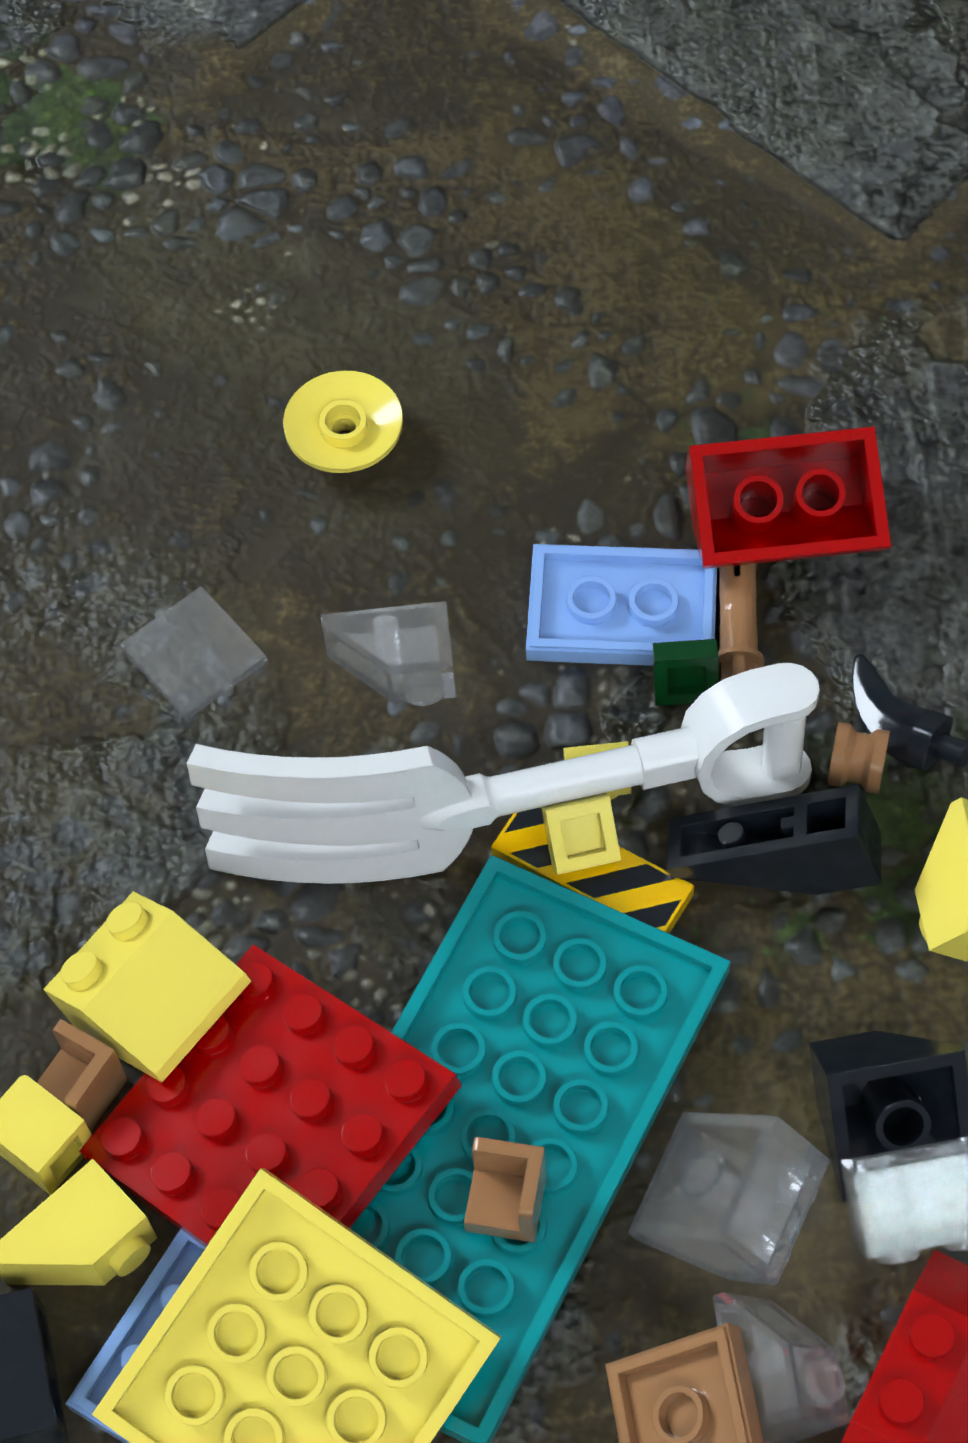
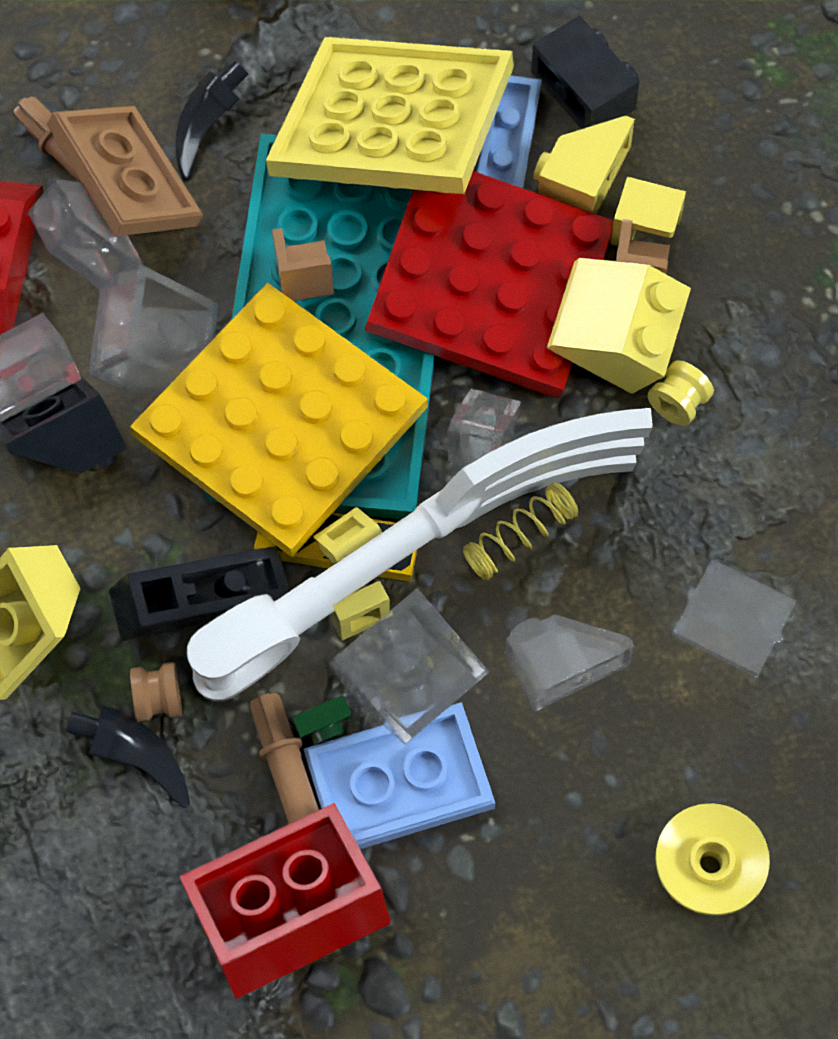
camera: 155 degrees right, 5 degrees up
(115, 886) = (680, 393): none -> light yellow wheel
(374, 895) = (481, 426): none -> clear slope
(573, 682) = (408, 667): none -> clear slope
(609, 1015) = (279, 418): none -> yellow plate

